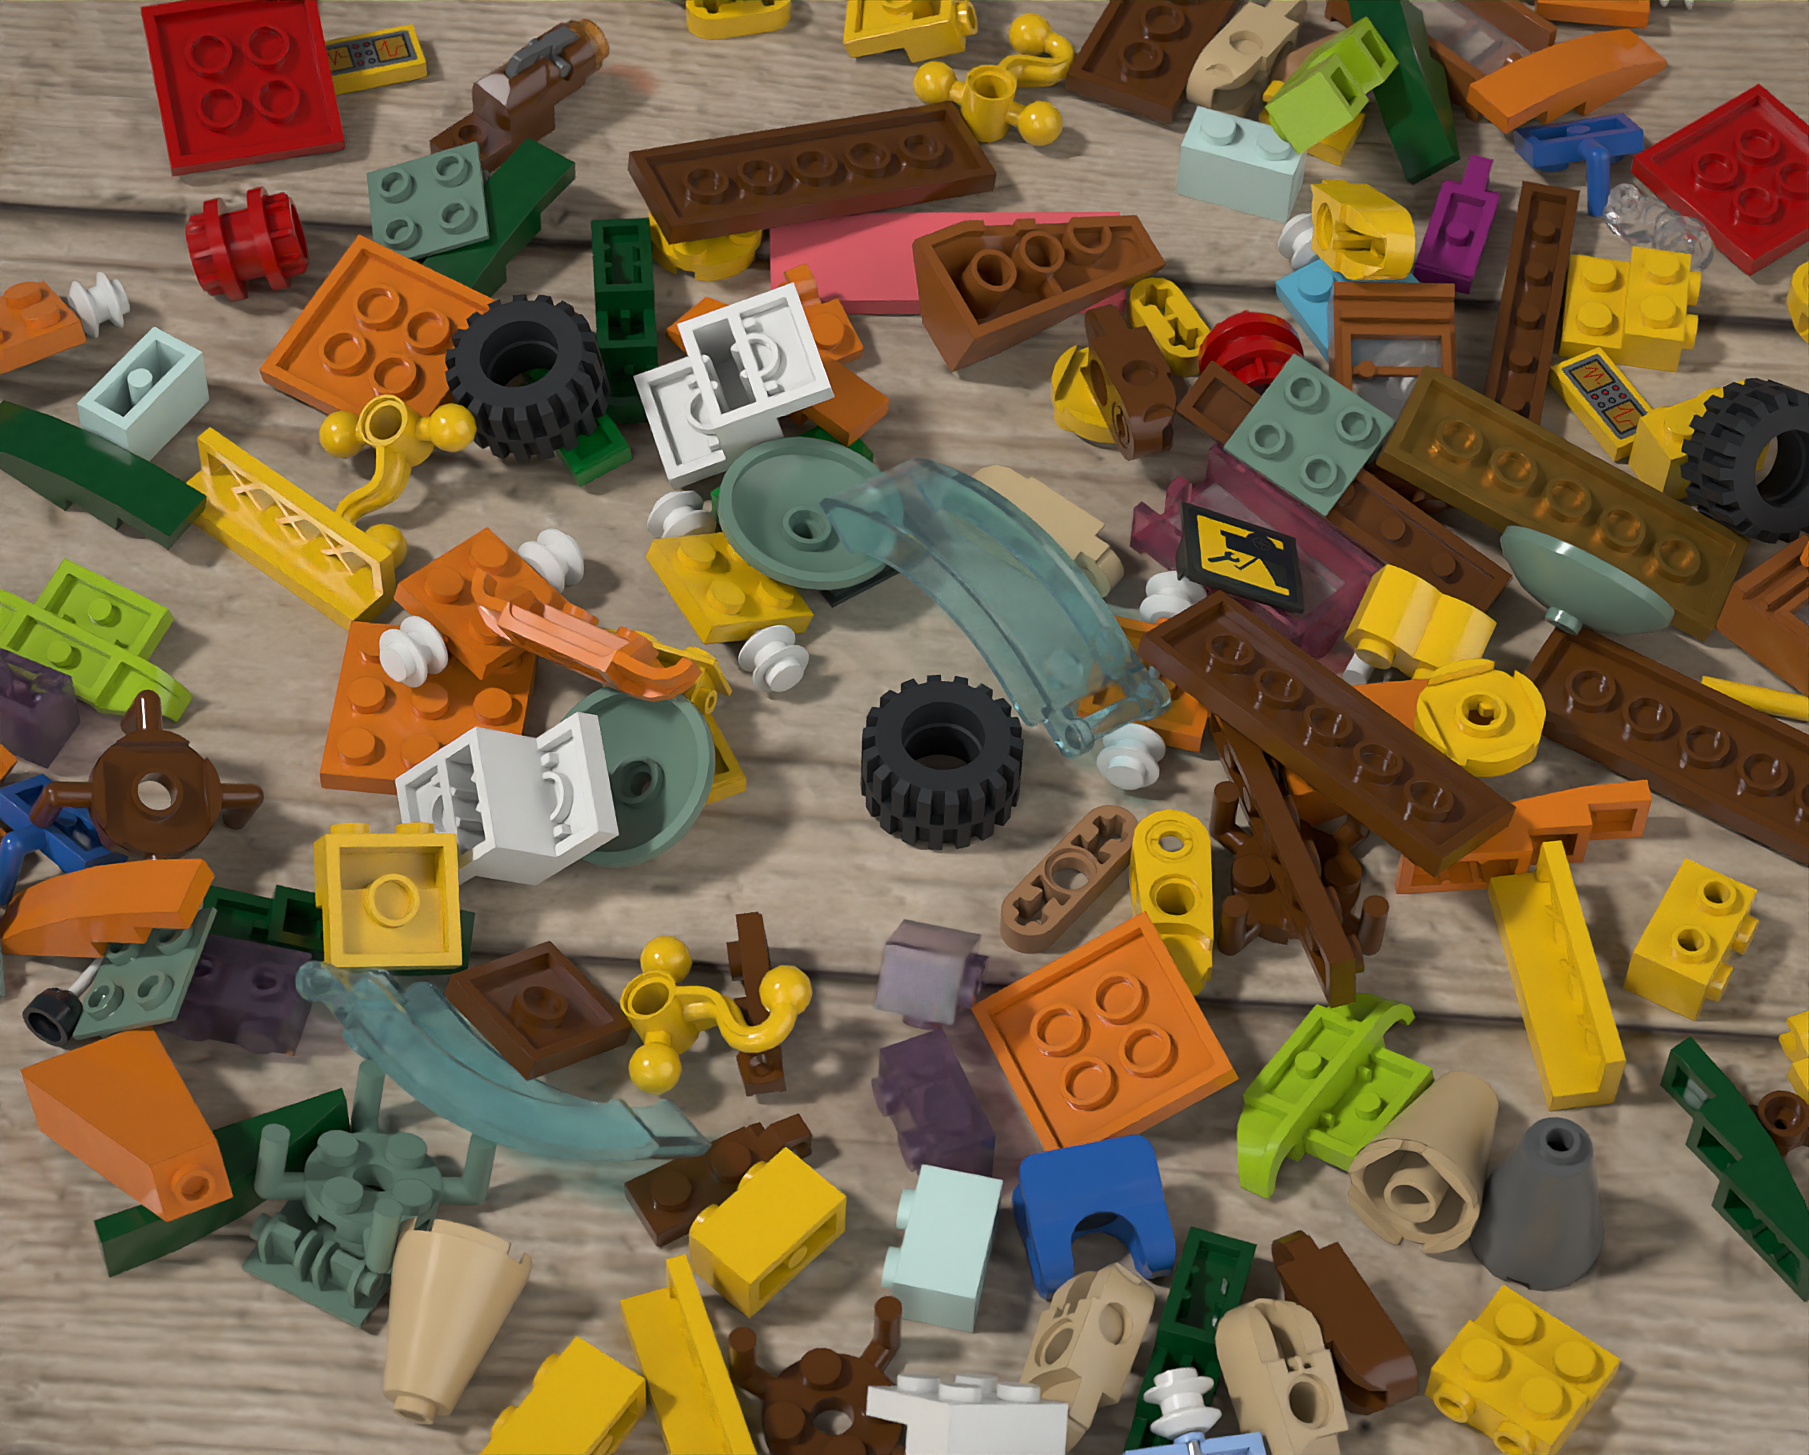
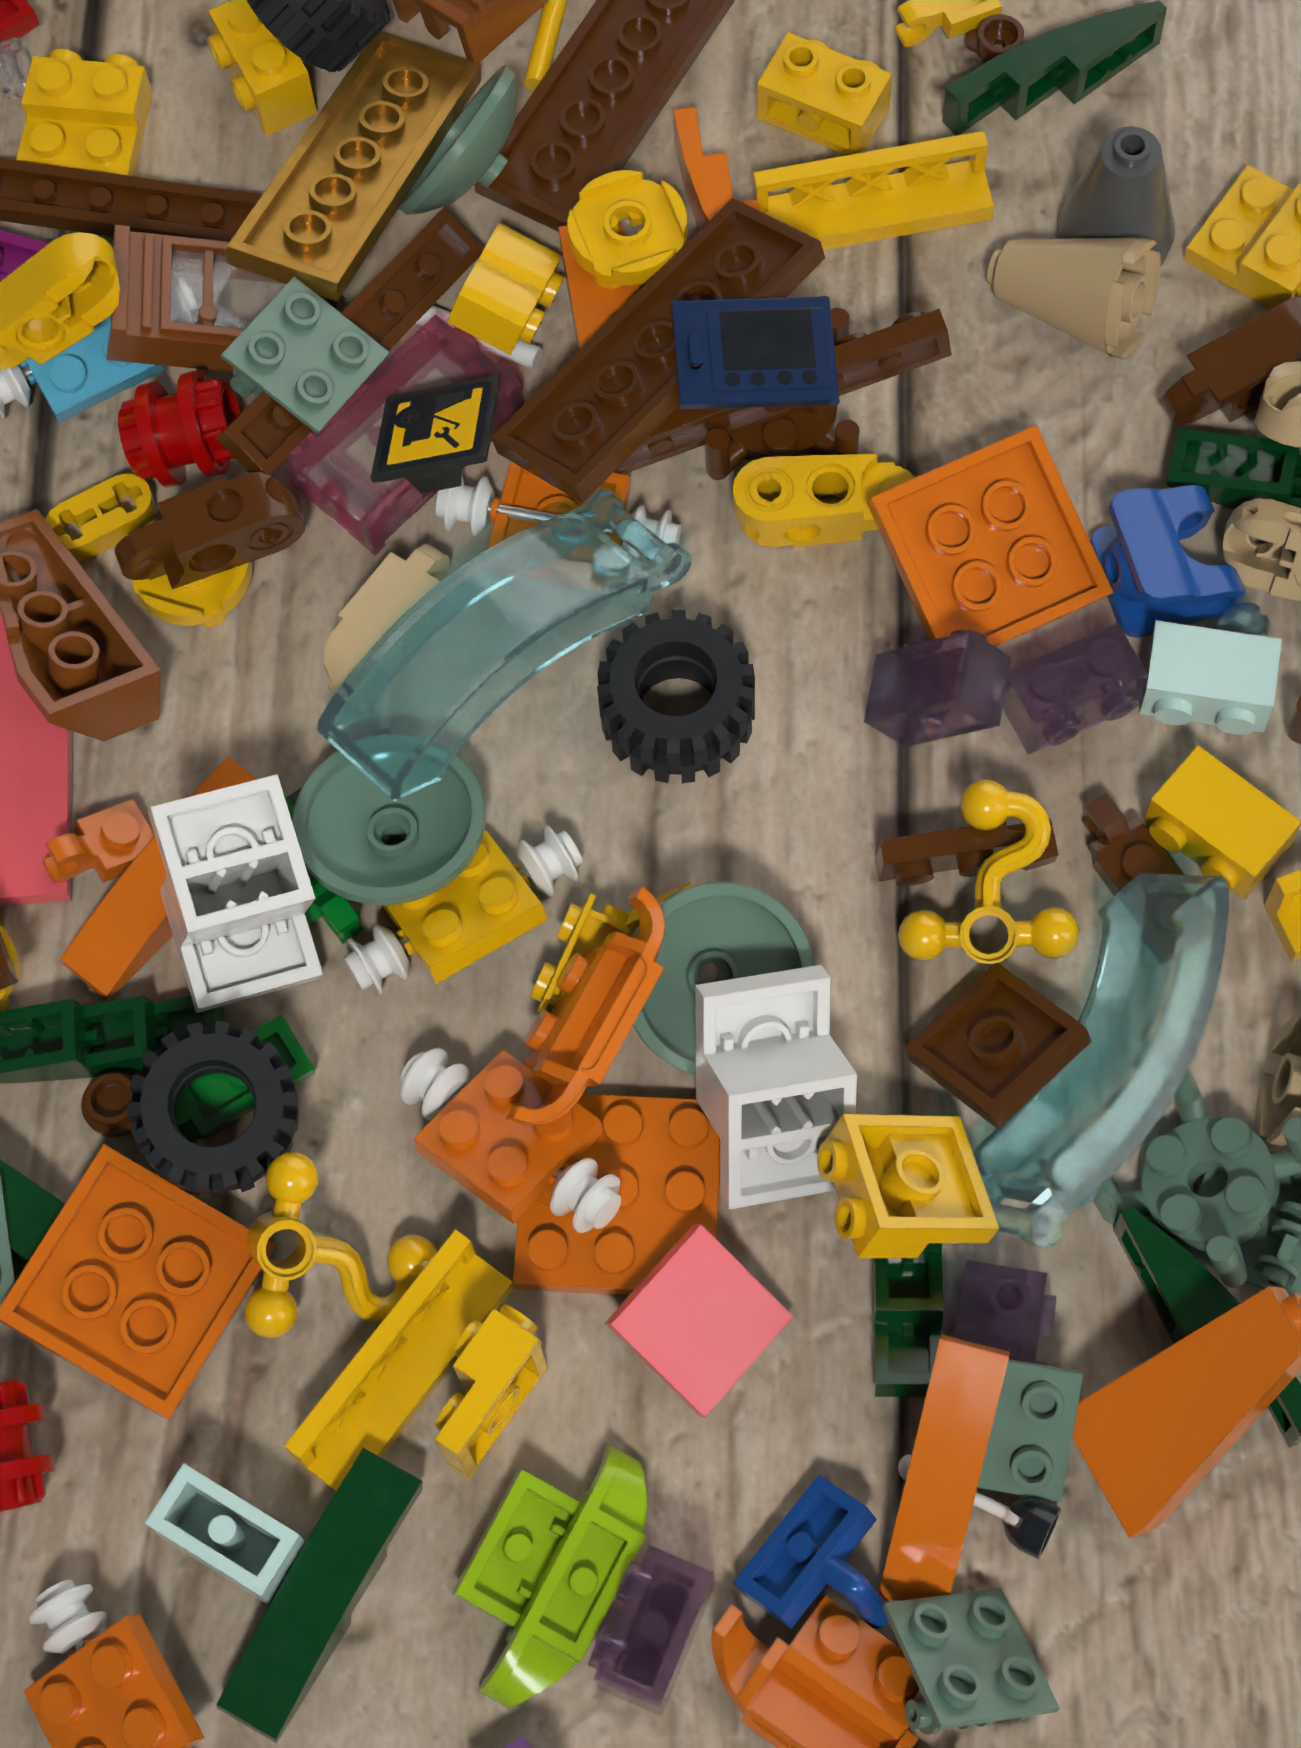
camera: 85 degrees left, 15 degrees up
(157, 756) = (793, 1469): reddish brown plate -> none
(241, 578) = (497, 1371): none -> yellow plate
(295, 751) = (699, 1319): none -> coral tile
(1006, 1293) = (1246, 617): none -> clear light blue hinge
(1067, 905) = (741, 582): medium nougat beam -> none
(1301, 792) = (754, 353): none -> dark blue container
(1327, 1091) = (1019, 374): lime plate -> none
(1601, 399) = (201, 143): tile -> none

